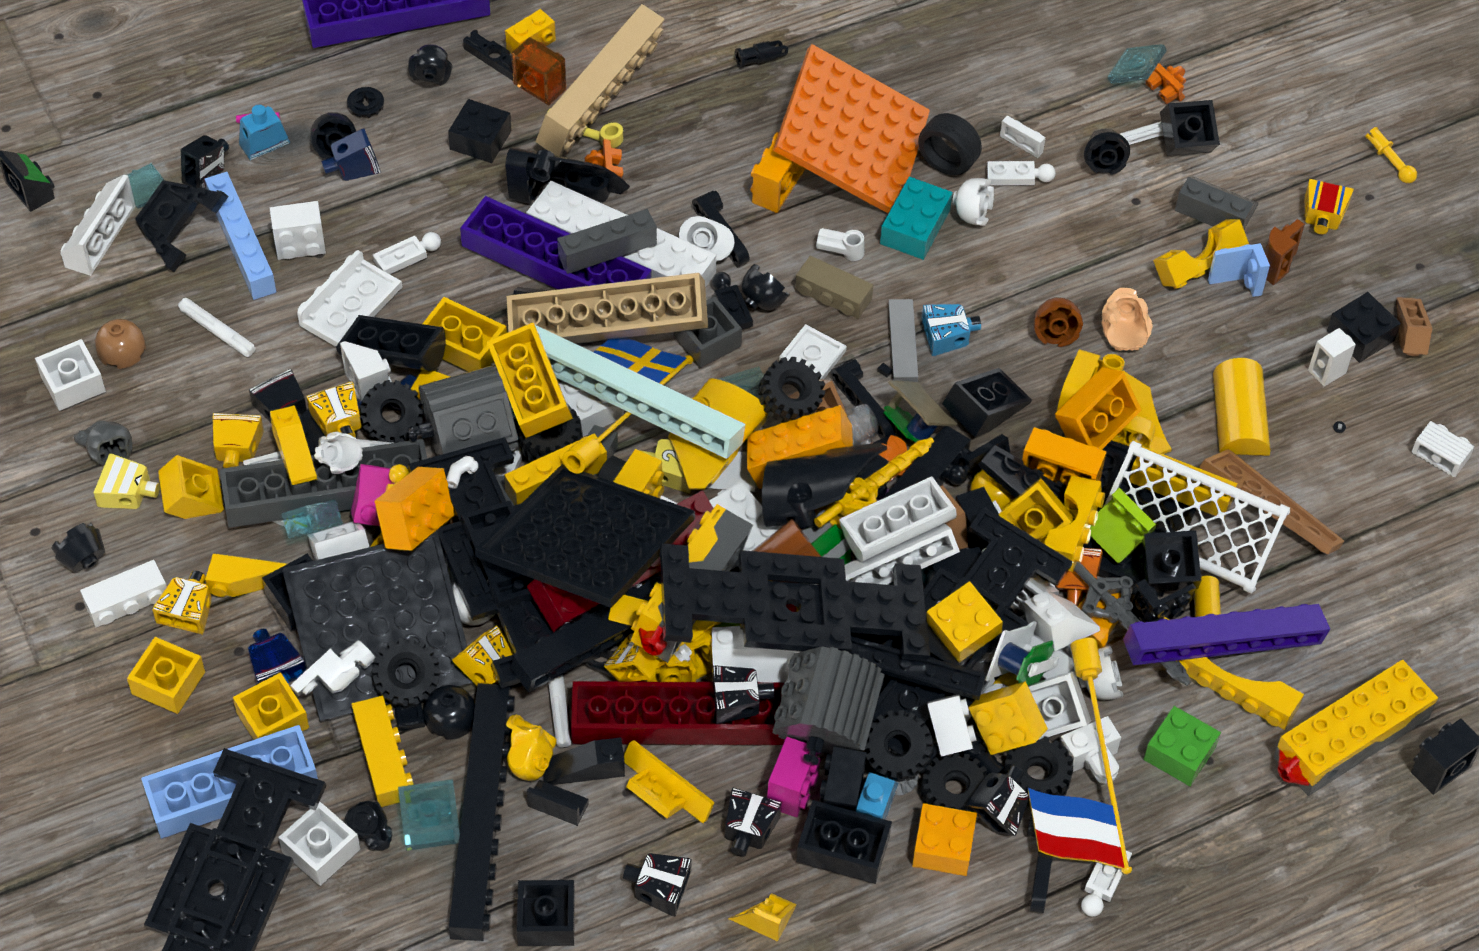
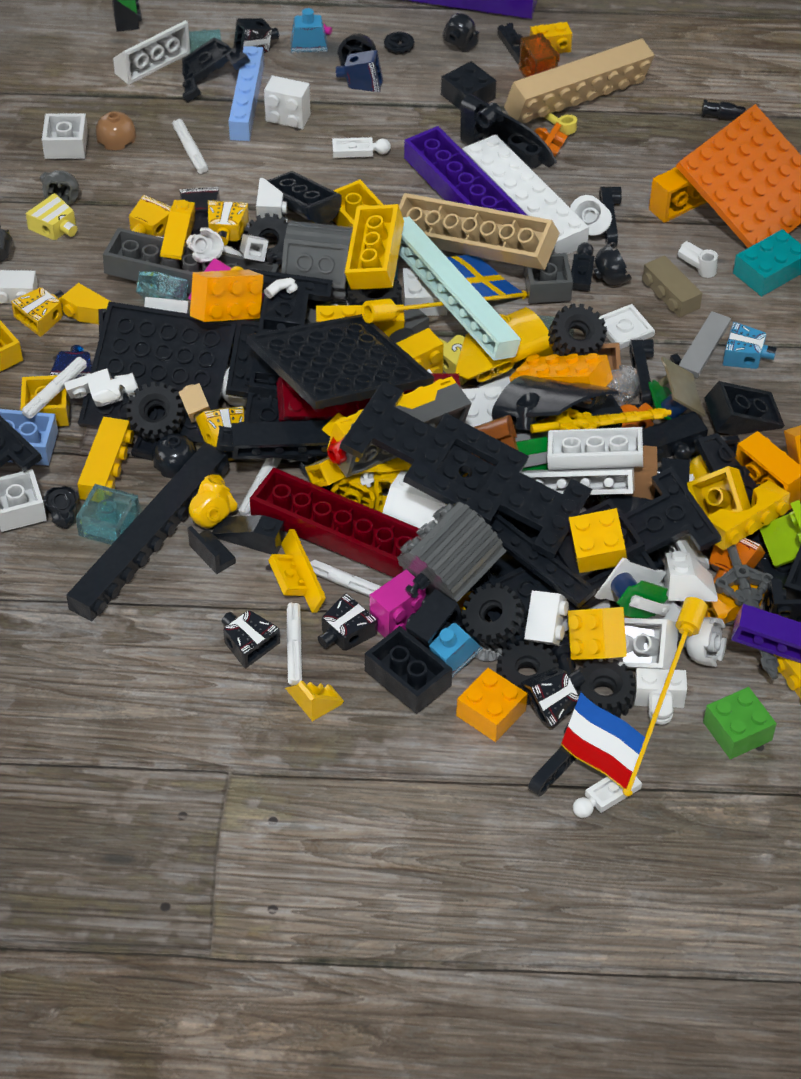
camera: 30 degrees right, 5 degrees down
(190, 488) = (92, 236): yellow slope -> none
(281, 695) = (53, 388): none -> white axle
(349, 292) = (303, 154): white bracket -> none
(388, 430) = (254, 247): none -> white brick
(443, 642) = (194, 401): none -> tan brick
(546, 913) = (145, 618): black brick -> none
(607, 241) = (505, 183): dark grey brick -> none
(709, 866) = (294, 643): none -> white axle
(721, 770) = (343, 578): none -> white axle
(738, 692) = (389, 524): black torso -> none

